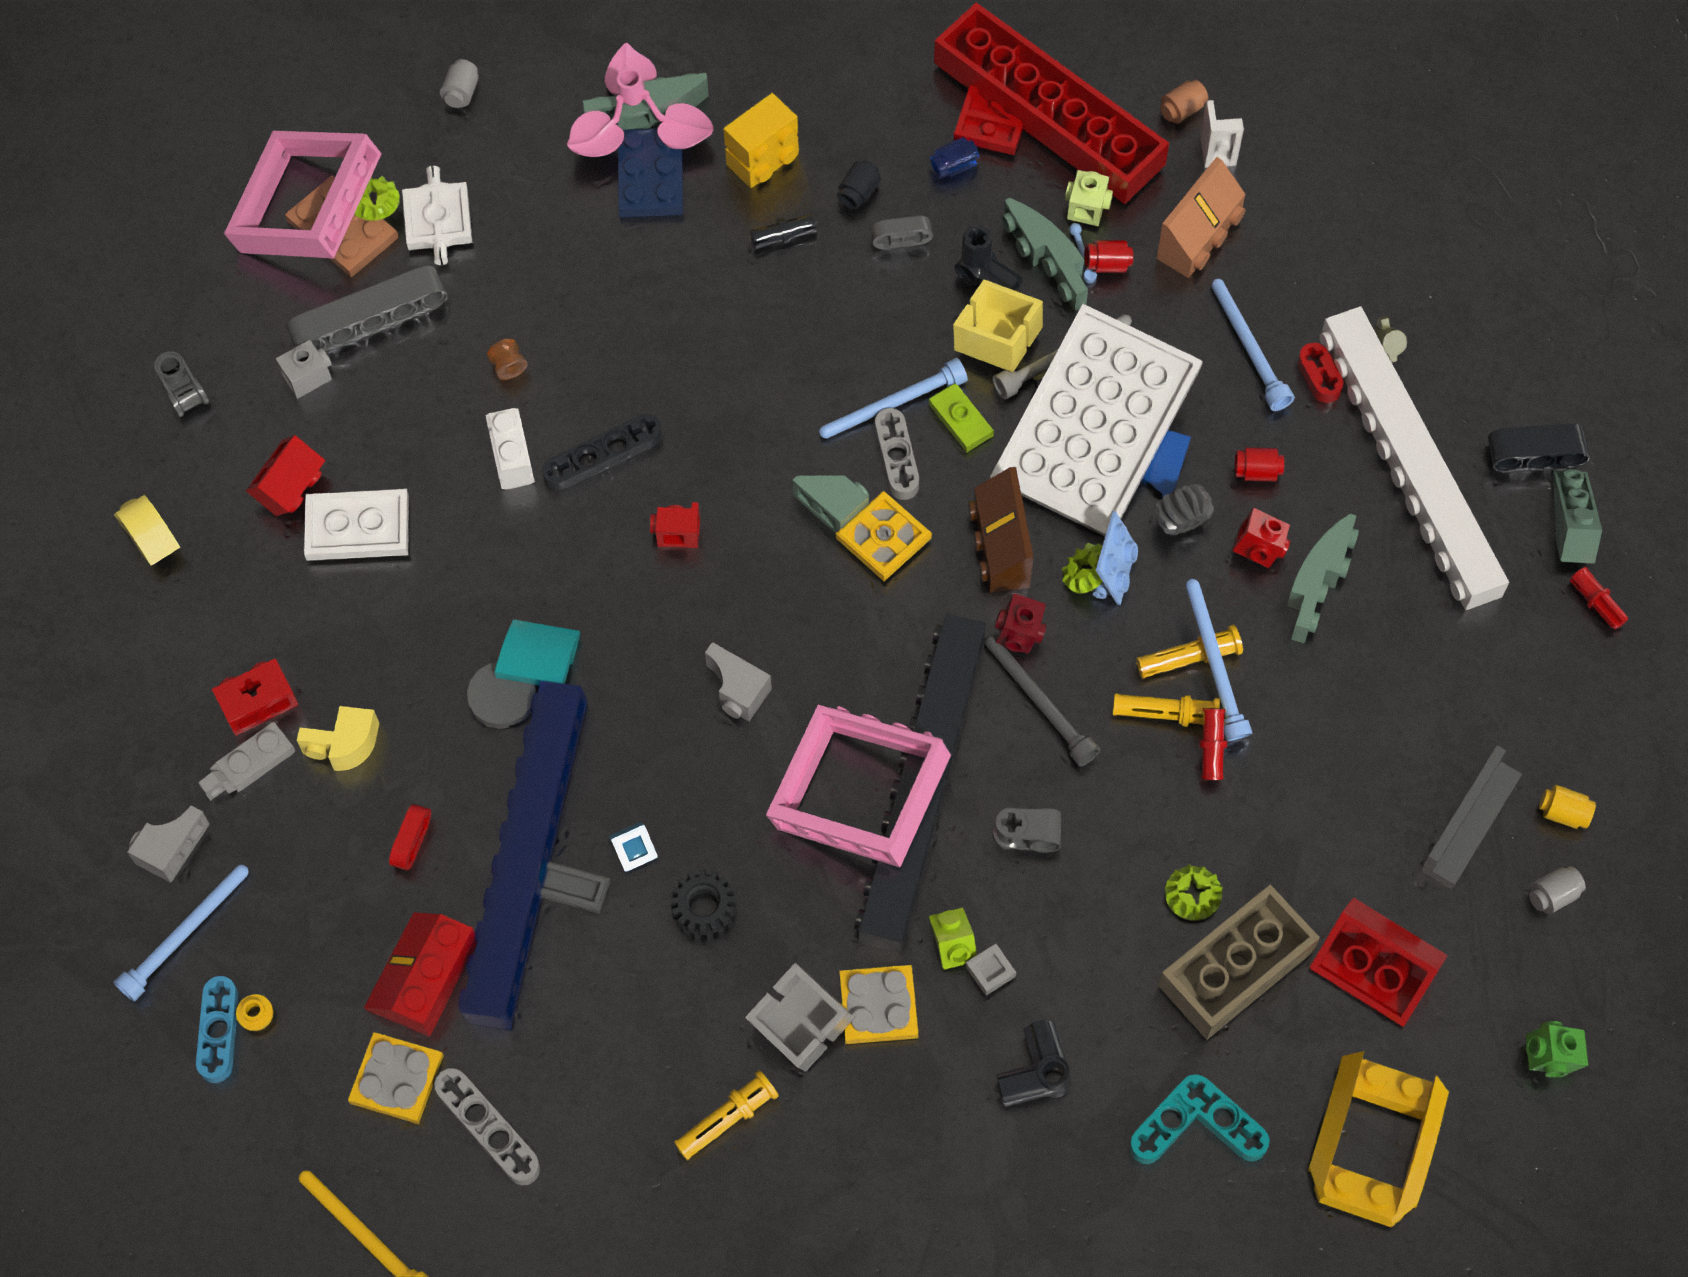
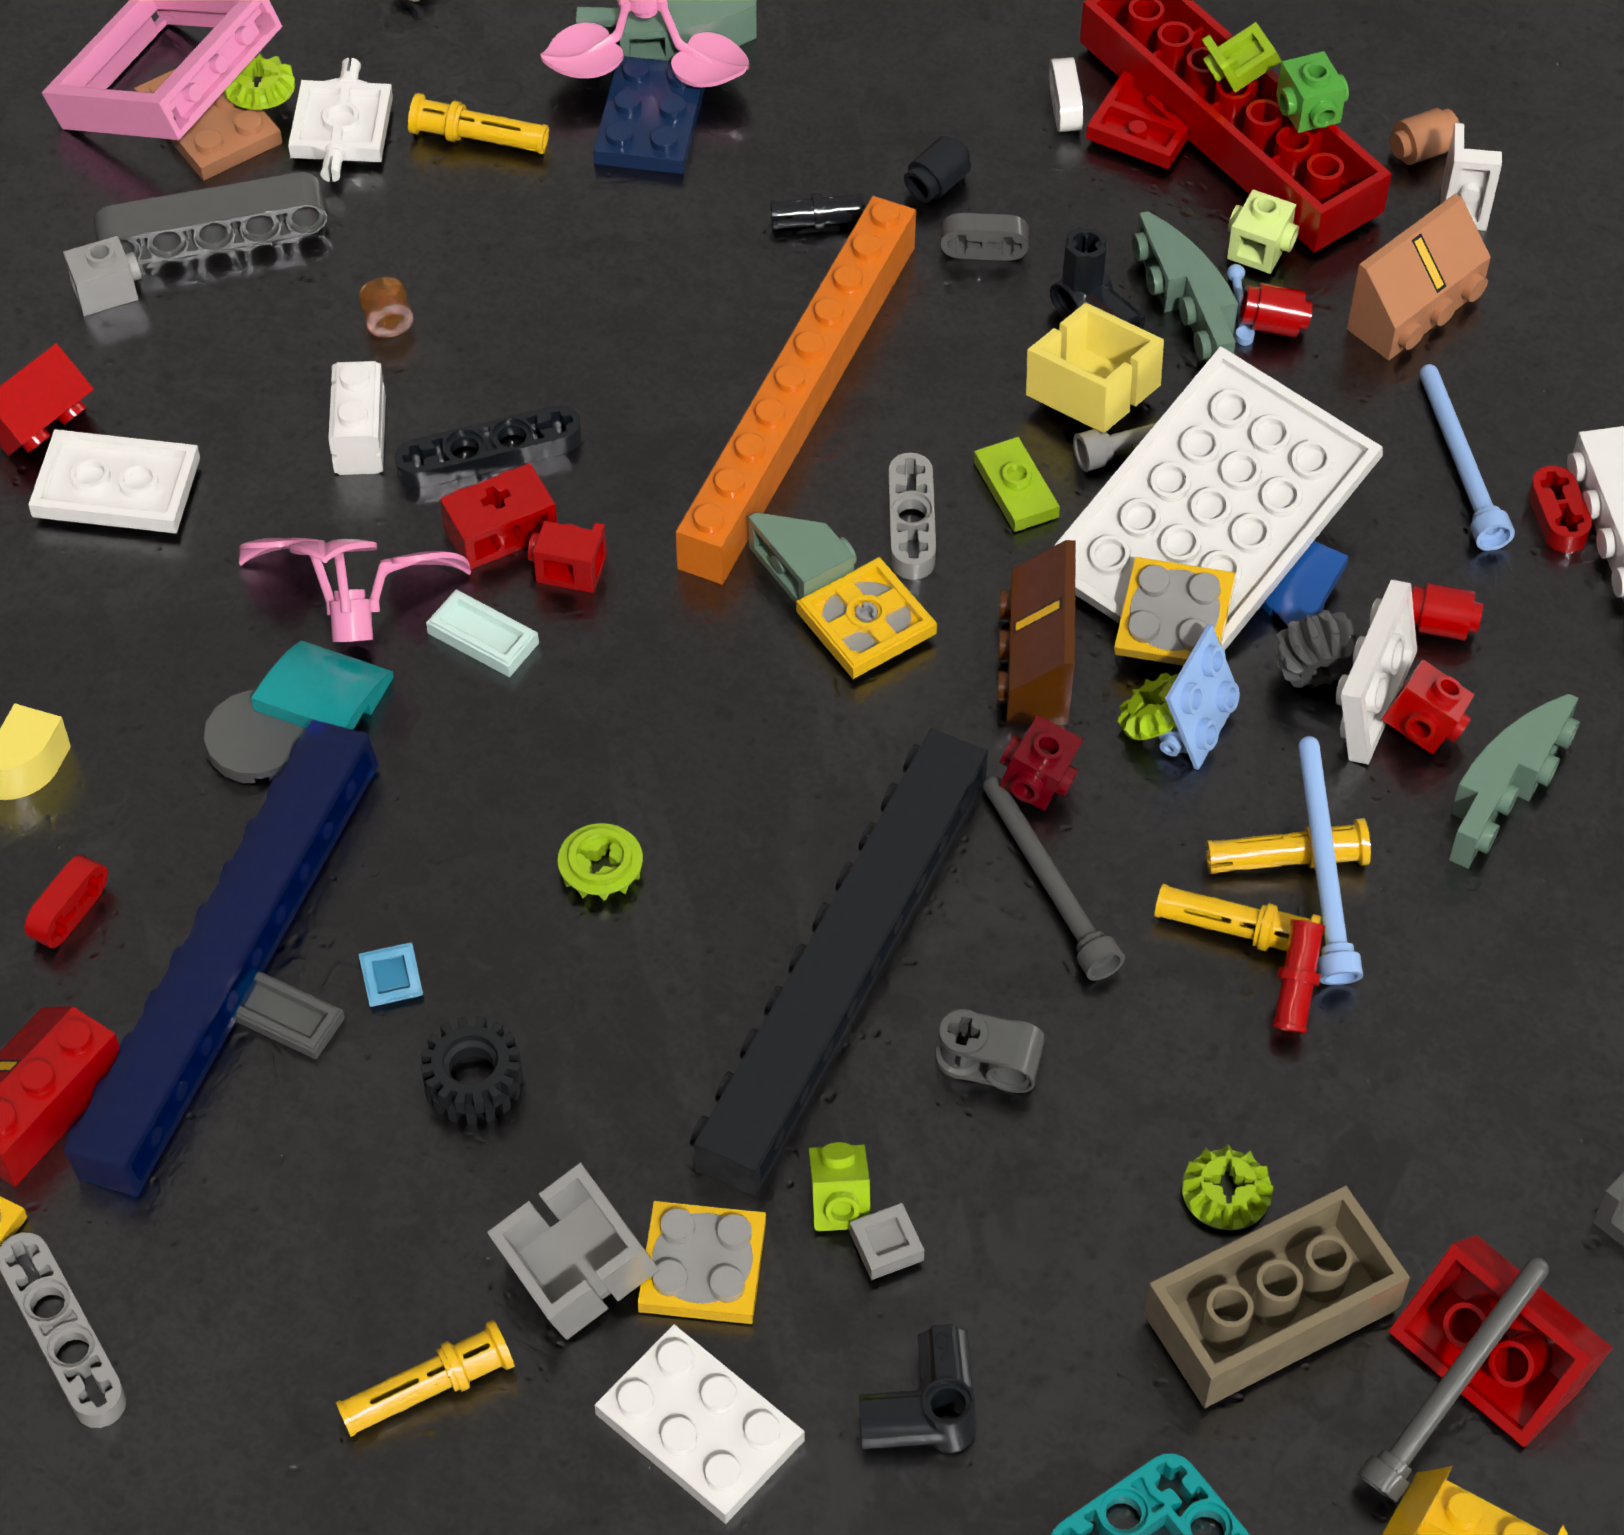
camera: 10 degrees right, 10 degrees down
(518, 203) = (457, 122): none -> yellow pin
(542, 592) = (348, 609): none -> bright pink plant
(623, 505) = (497, 515): none -> red brick
(632, 591) = (482, 633): none -> light aqua tile
(739, 732) = (591, 844): none -> lime gear
(742, 683) = (608, 777): light grey arch -> none
(761, 140) = (812, 90): yellow piece -> none
(801, 373) = (795, 390): none -> orange brick
(824, 722) = (716, 846): bright pink window -> none
(900, 1109) = (699, 1423): none -> white plate
(933, 109) = (1065, 94): none -> white beam
(950, 374) = (1014, 423): light blue piece -> none
(954, 158) = (1081, 157): clear blue brick -> none
(1053, 71) = (1241, 57): none -> lime bracket
(1085, 499) = (1170, 608): none -> light grey piece
(1106, 93) = (1311, 92): none -> bright green brick
(1226, 519) = (1377, 671): none -> white plate
(1326, 1058) = (1390, 1468): none -> dark grey piece

